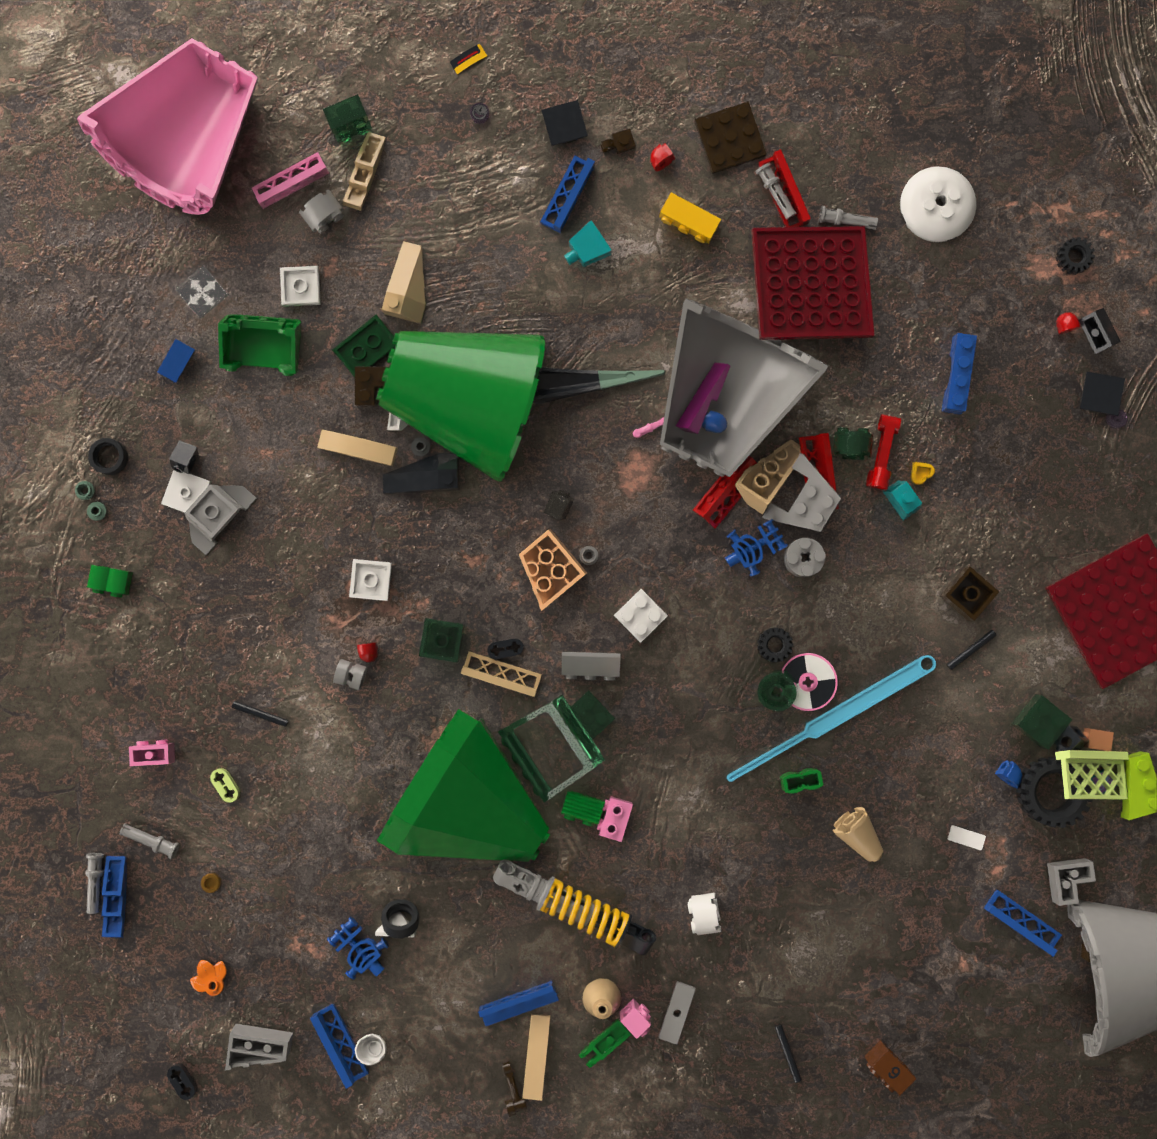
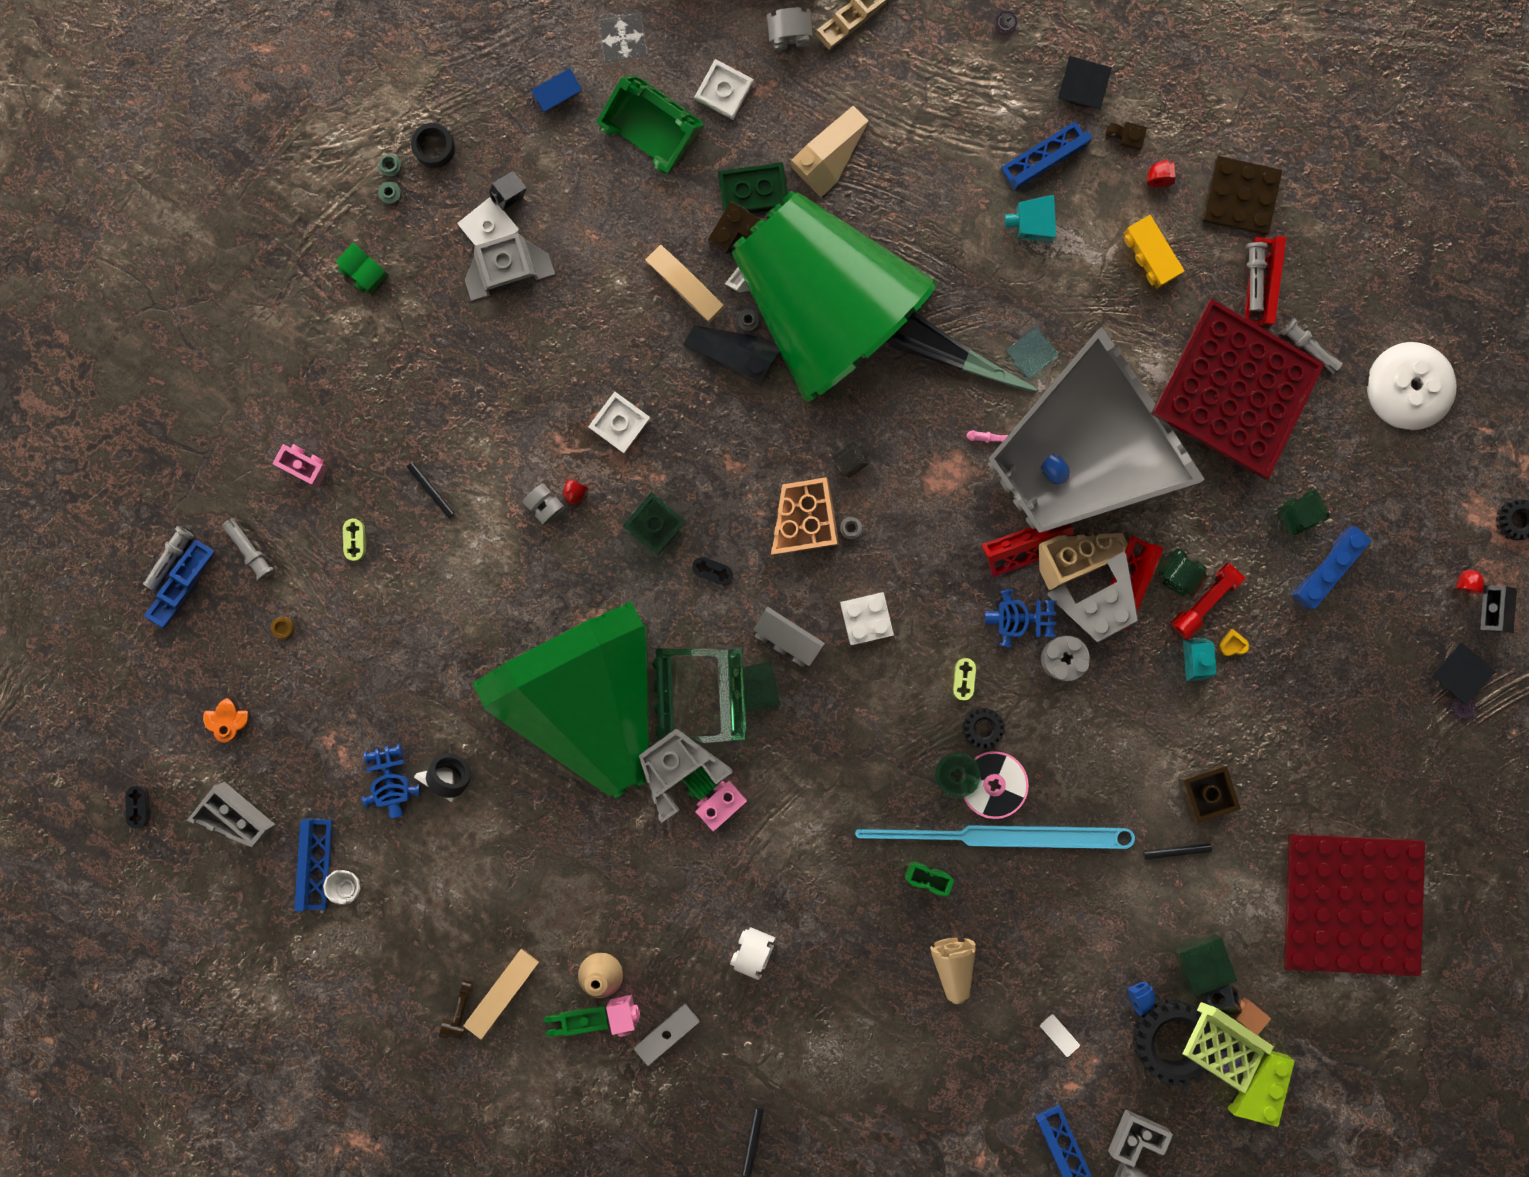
camera: 25 degrees right, 0 degrees up
(503, 682) = (688, 601): tan fence -> none
(518, 1003) = (515, 930): blue fence -> none
(560, 807) = (673, 760): none -> light grey wing
(572, 905) = (627, 866): piece -> none
(644, 345) = (1032, 352): none -> clear light blue piece
(708, 391) = (1069, 435): magenta slope -> none
(743, 615) = (958, 678): none -> yellowish green beam
(915, 346) = (1303, 513): none -> clear green brick

